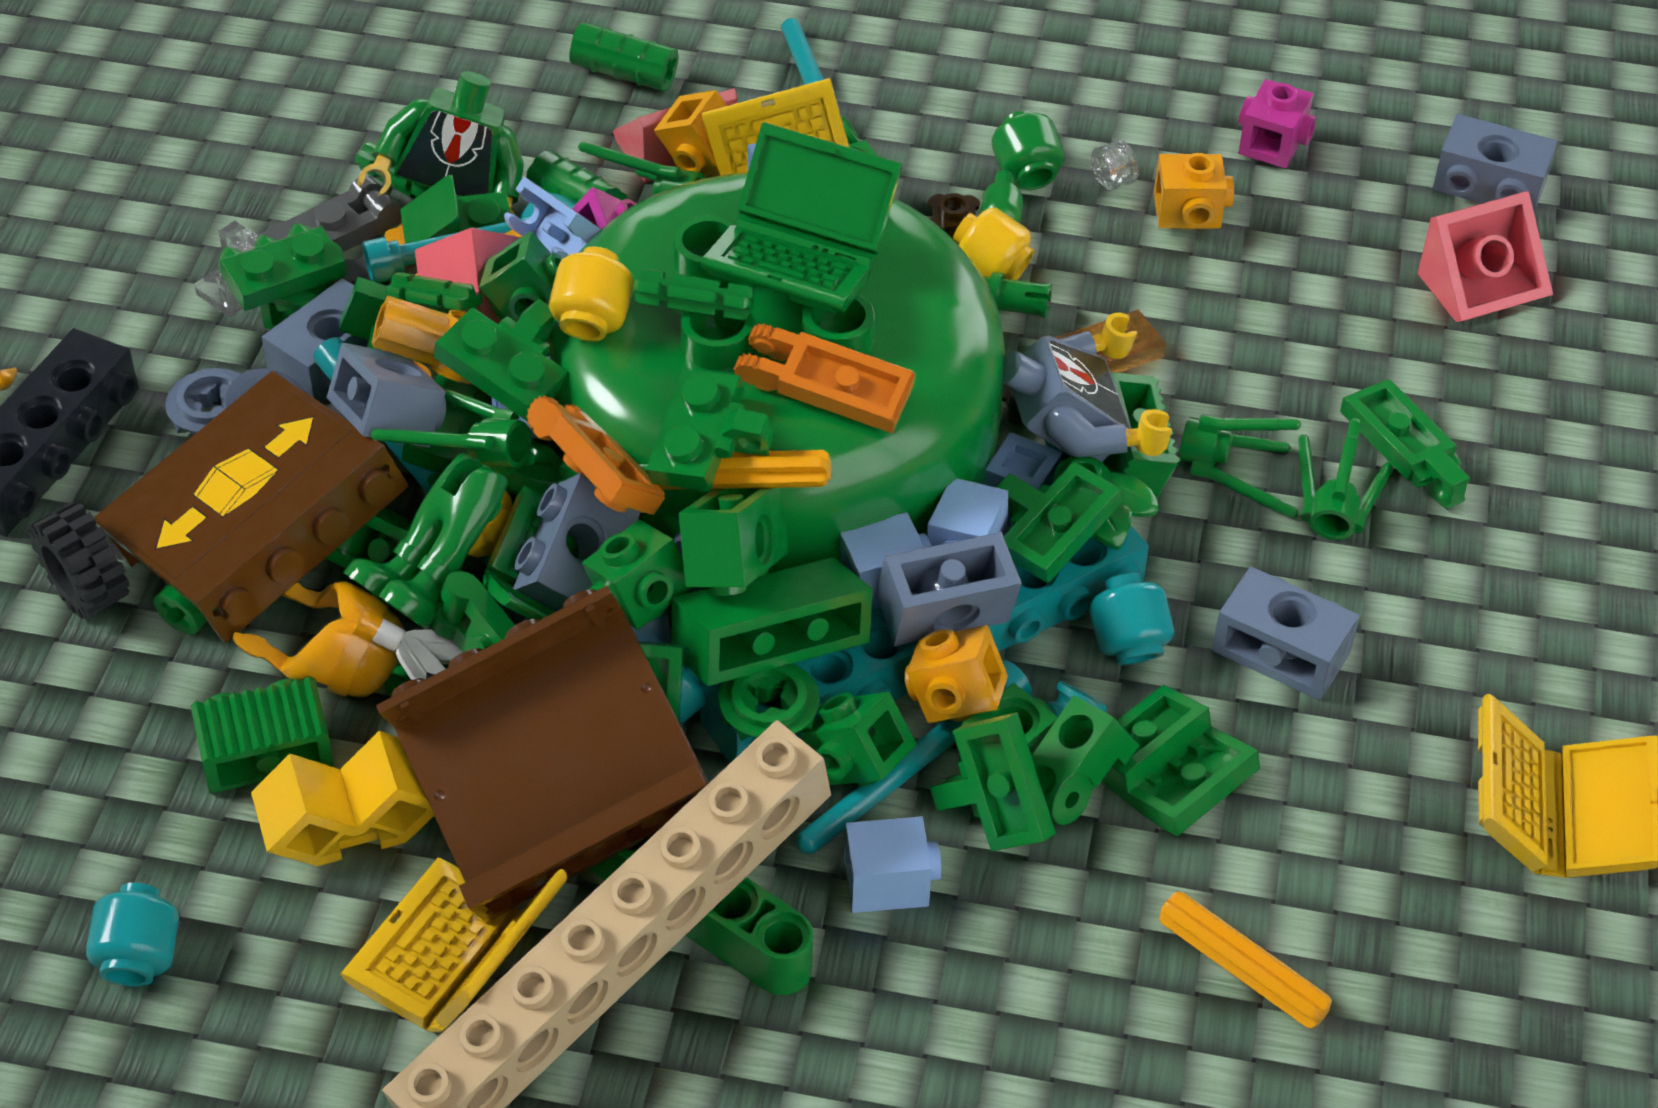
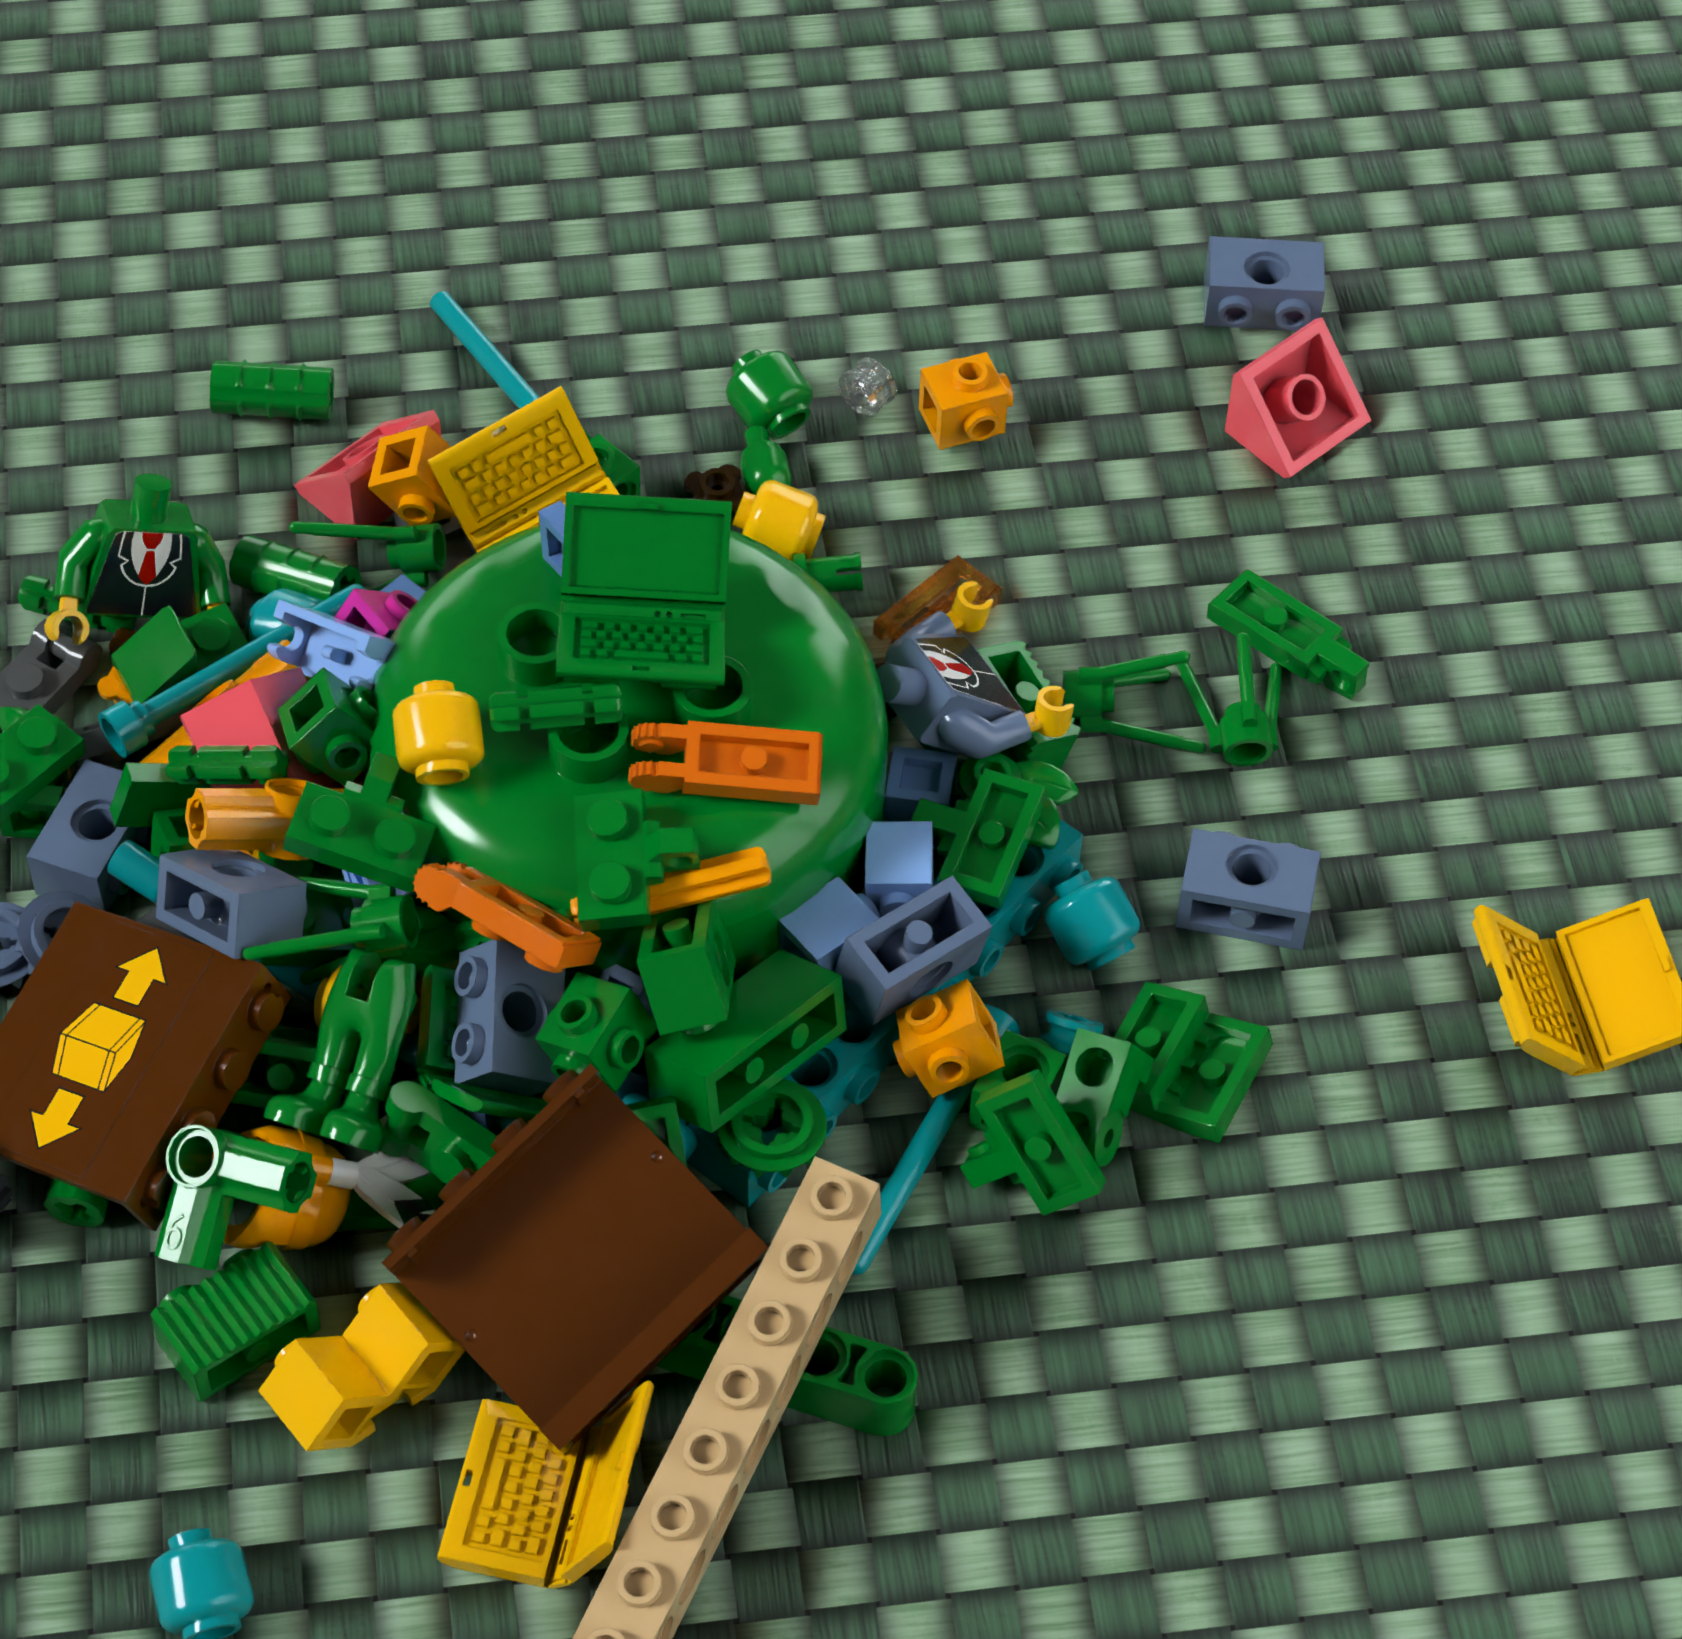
camera: 20 degrees left, 5 degrees up
(277, 601) = (205, 1195): none -> green piece
(859, 737) = (877, 1135): green brick -> none
(890, 864) = (952, 1263): light blue brick -> none
(1245, 960) = (1334, 1254): light orange axle -> none
(1276, 123) = (1022, 293): dark pink brick -> none

